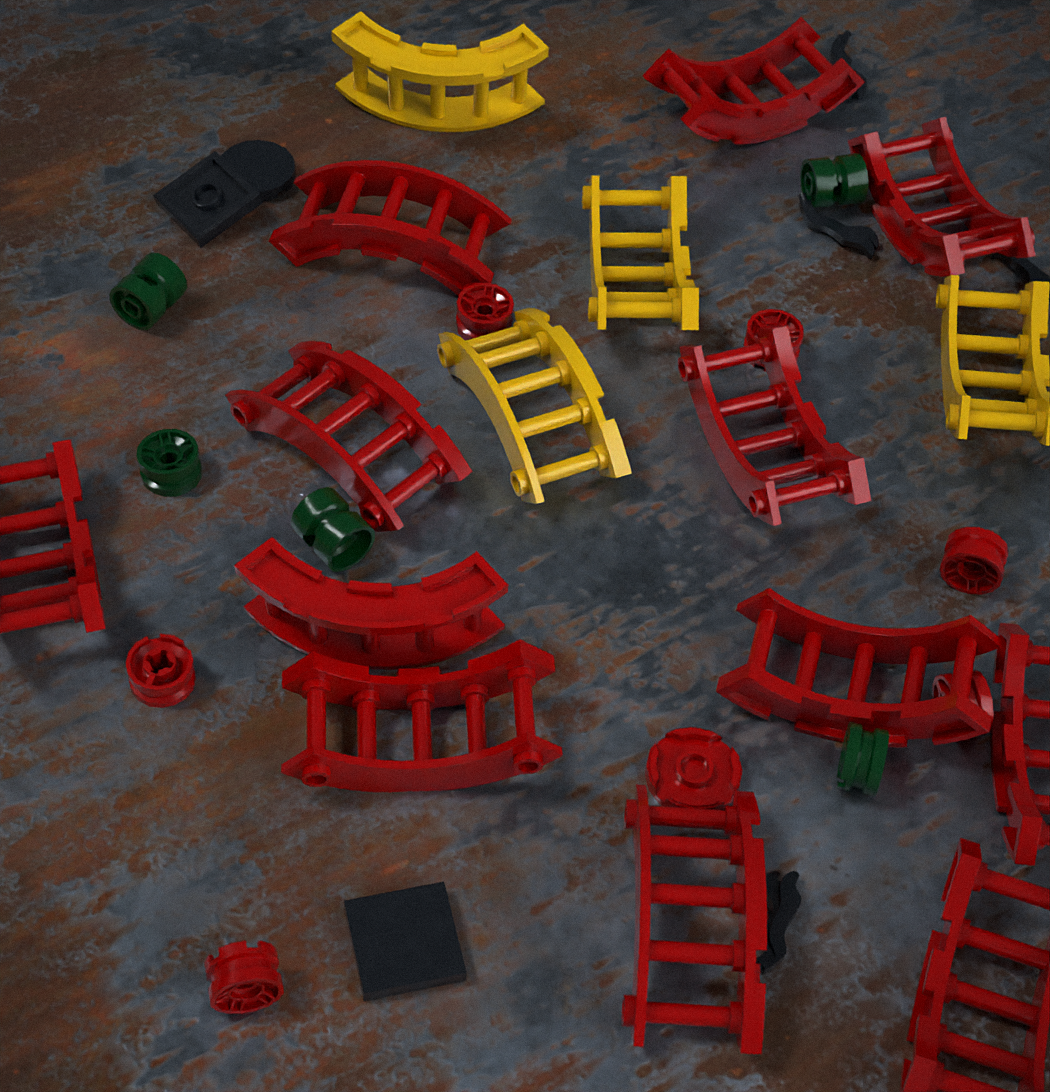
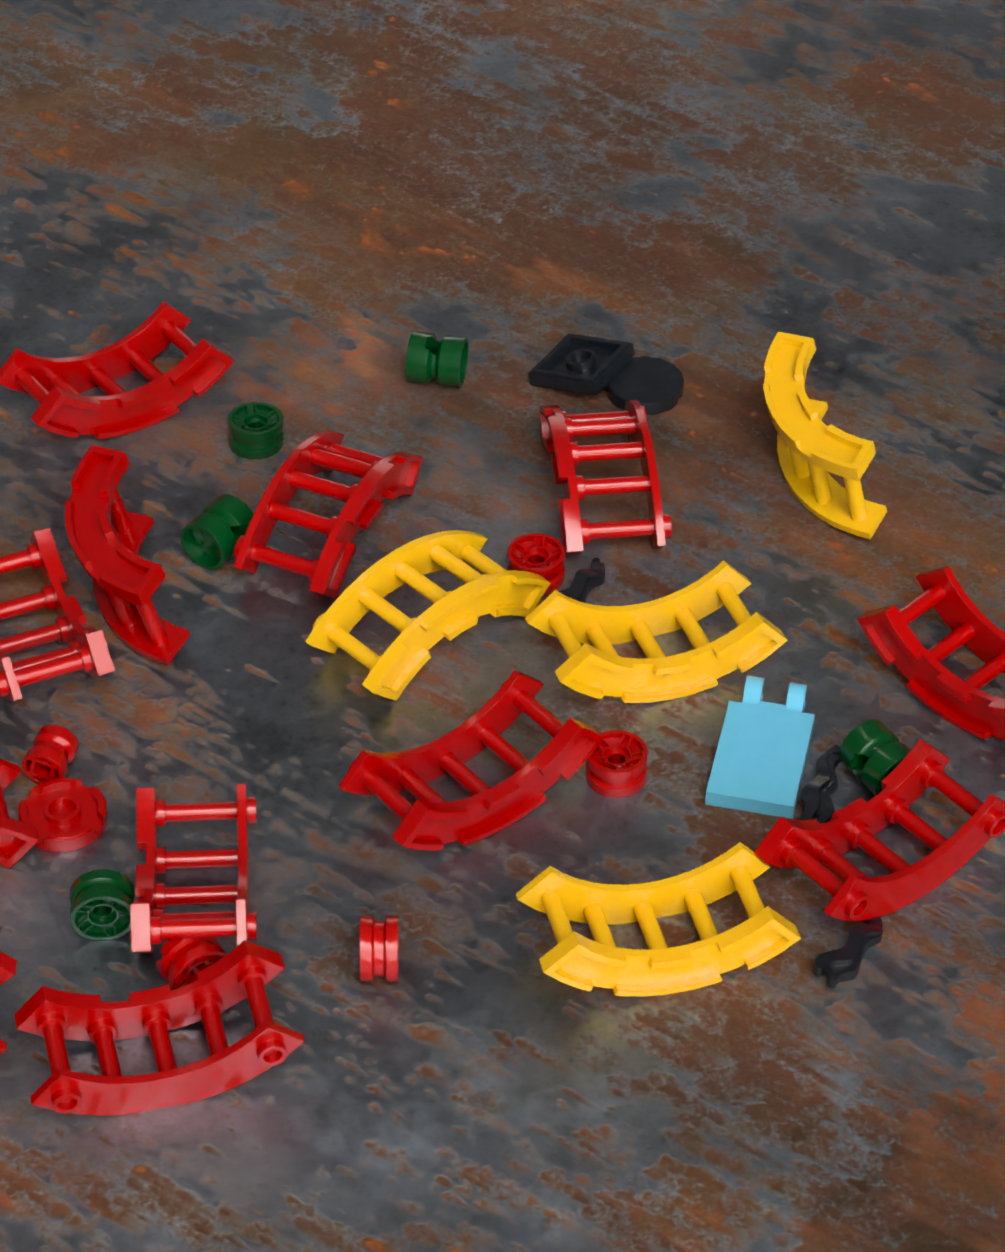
camera: 75 degrees right, 10 degrees down
(172, 682) = (37, 486): red wheel -> none
(524, 295) = (585, 581): none -> black hair
(617, 756) = (50, 754): none -> red wheel
(780, 249) = (761, 752): none -> medium azure tile

